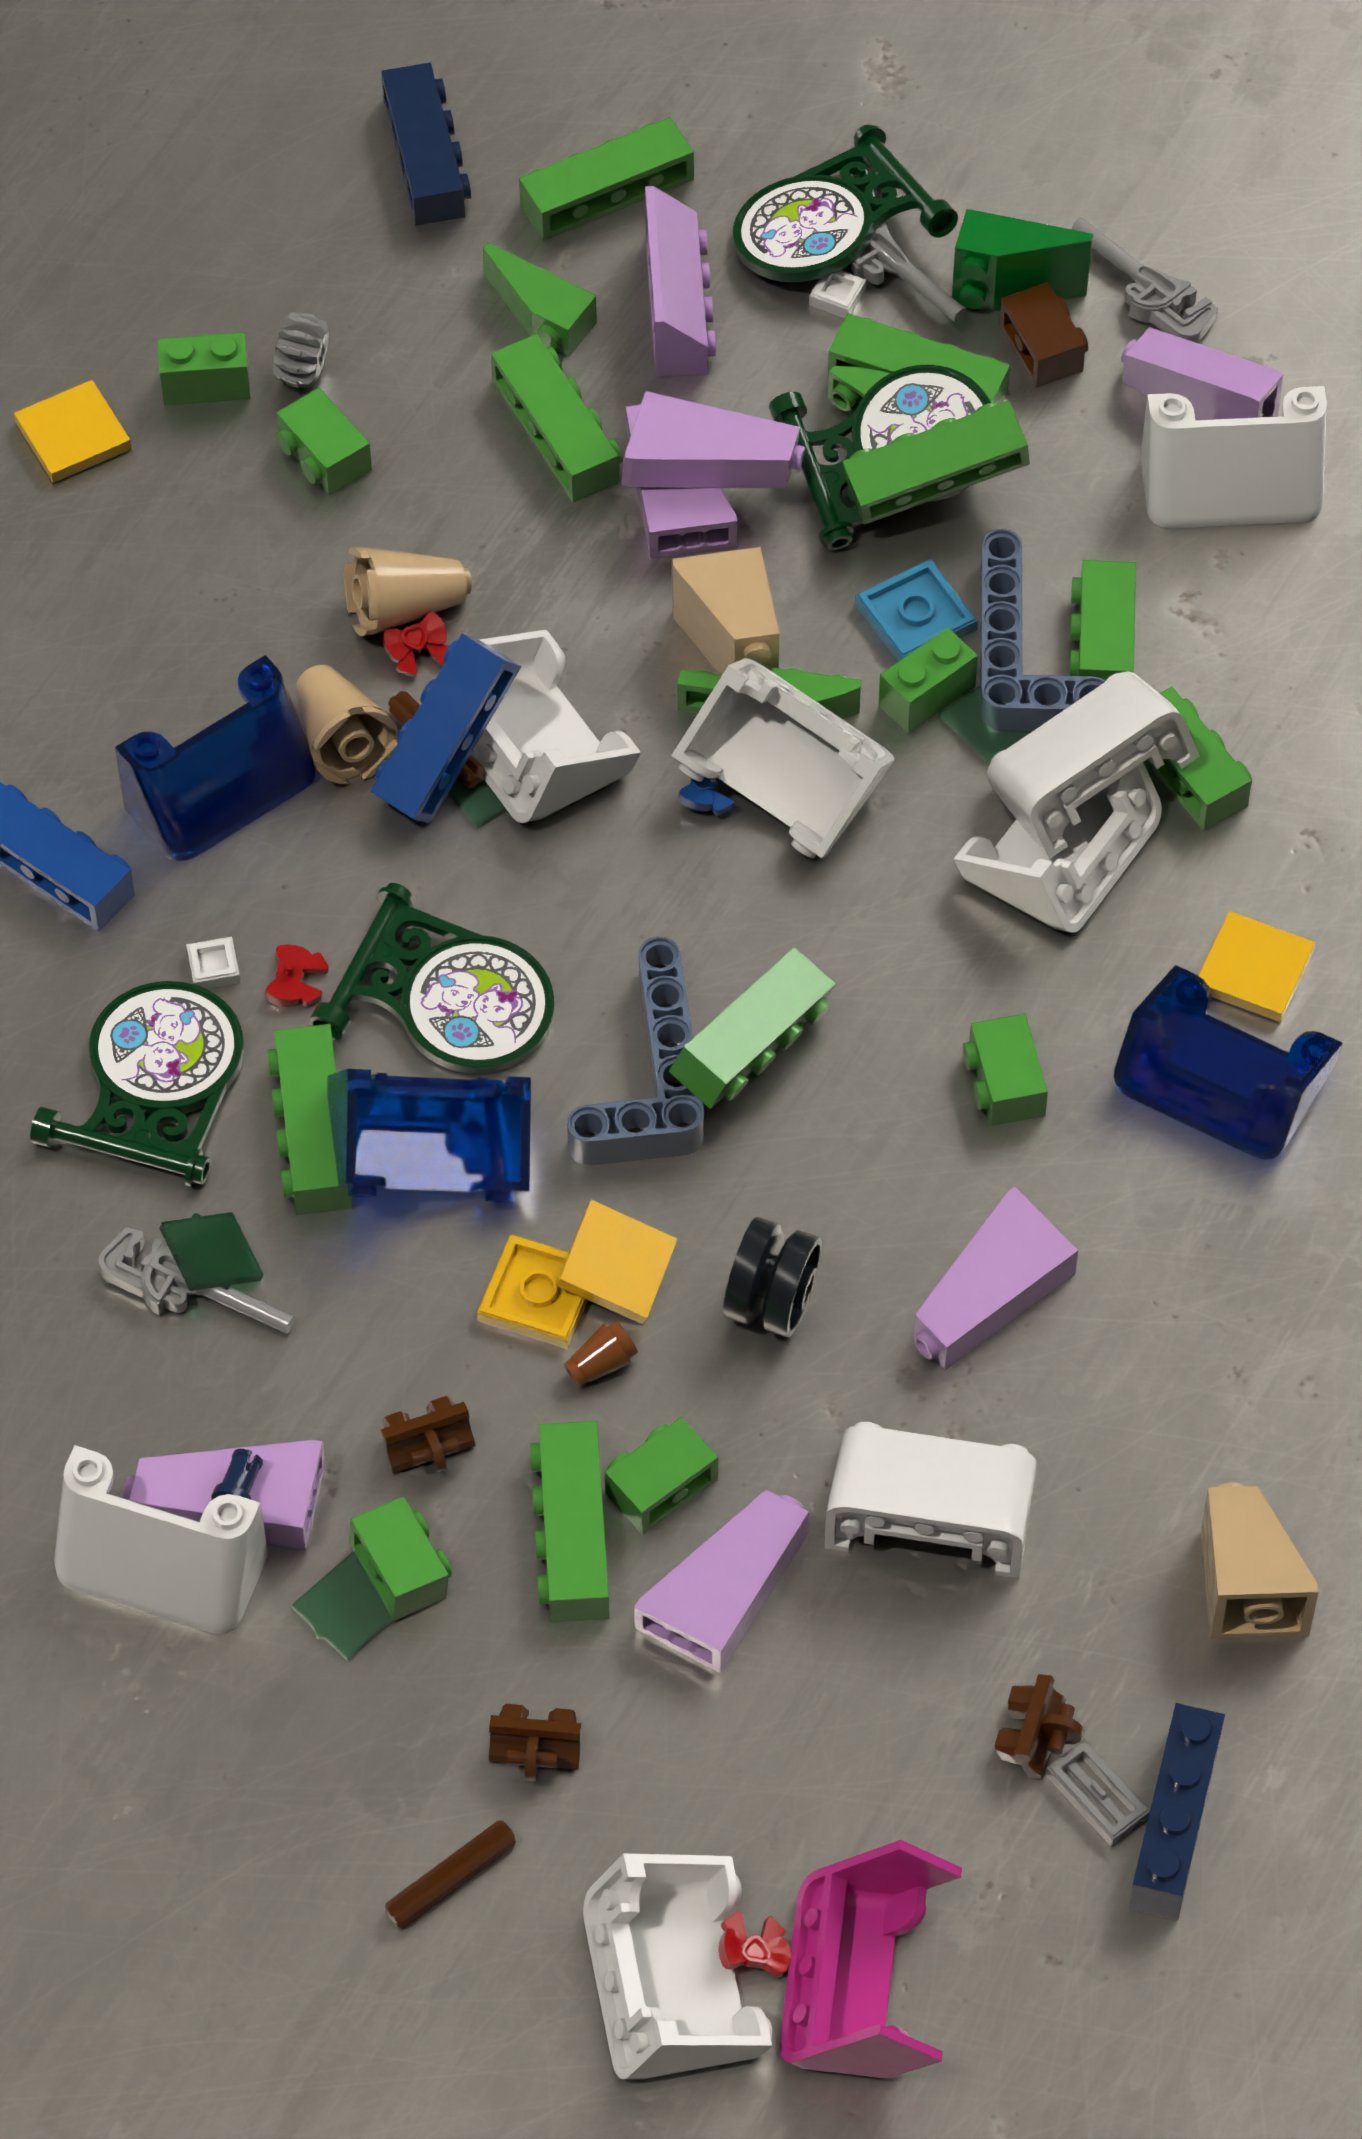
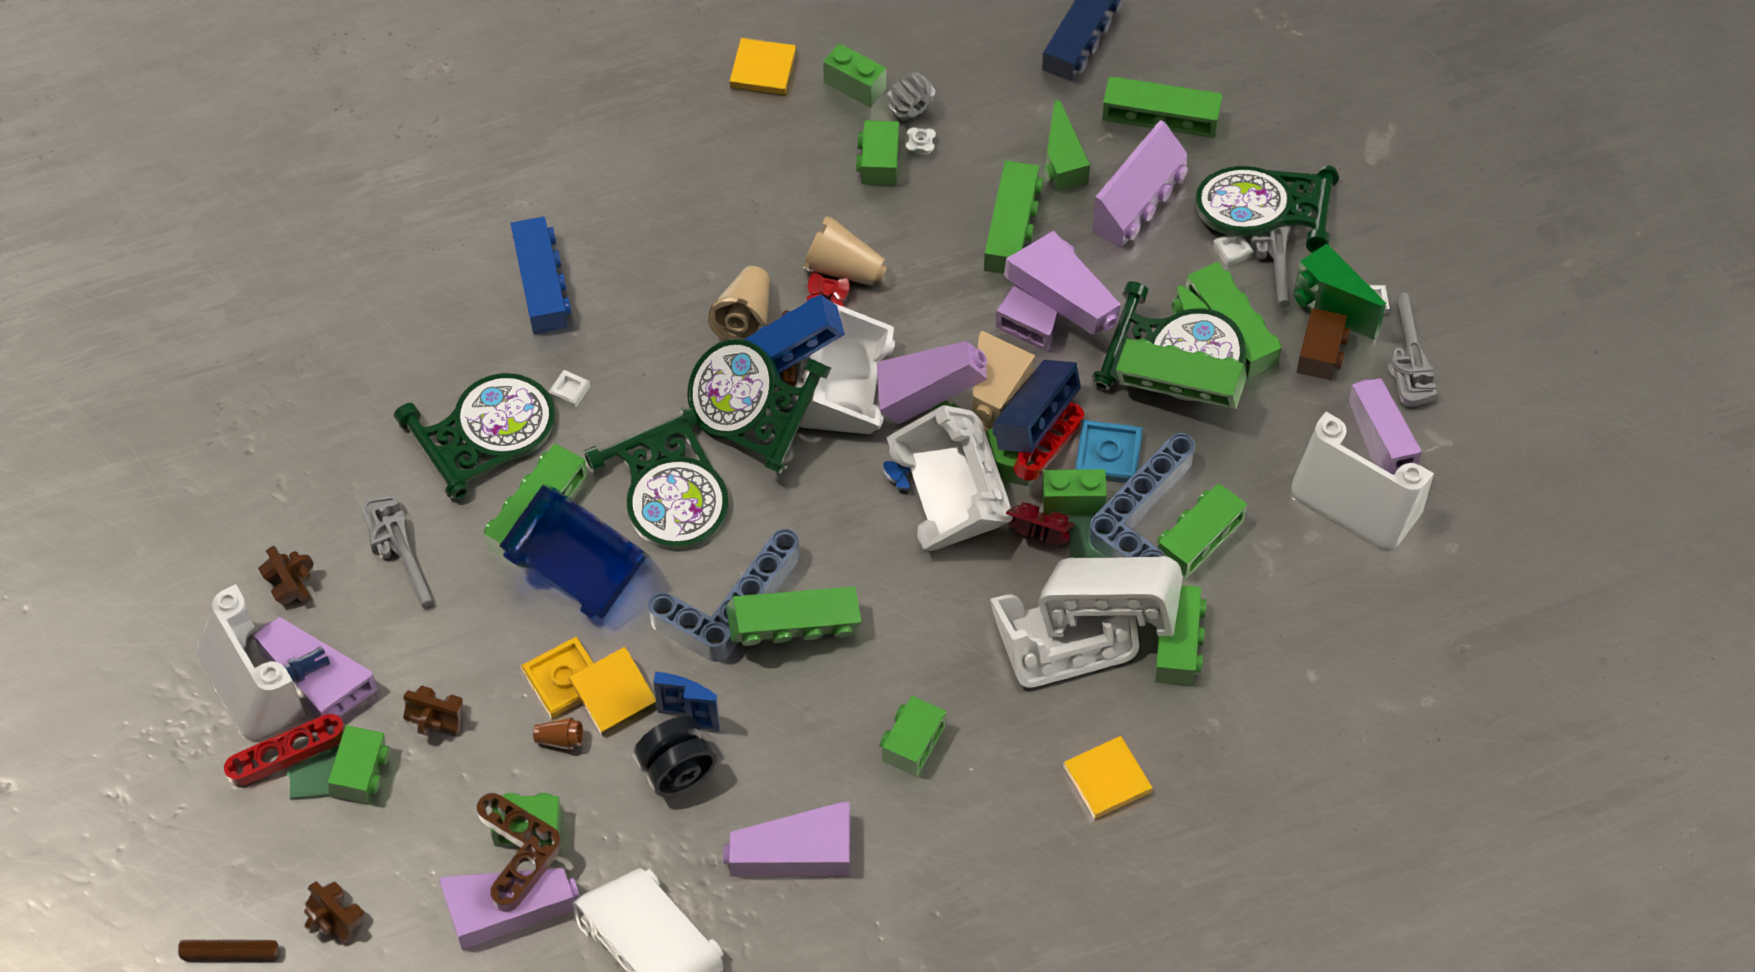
camera: 40 degrees right, 0 degrees up
(66, 1406) = (290, 572): none -> reddish brown hips
(211, 1251) = (422, 537): clear green piece -> none
(222, 775) = (659, 291): clear blue windscreen -> none
(285, 1603) = (283, 744): none -> red beam
(288, 985) = (593, 427): red piece -> none
(356, 407) = (923, 146): none -> white plate
(439, 822) = (737, 390): none -> piece
(572, 1521) = (454, 816): bright green brick -> none
(655, 656) = (927, 378): none -> lavender slope
(713, 1493) = (529, 850): none -> reddish brown beam
(723, 1205) = (688, 698): none -> blue slope
(806, 609) = (1037, 406): none -> dark blue brick
(852, 639) = (1051, 442): none -> red beam
(940, 726) = (1029, 513): none -> dark red hinge
(1216, 1073) = (1027, 817): clear blue windscreen -> none

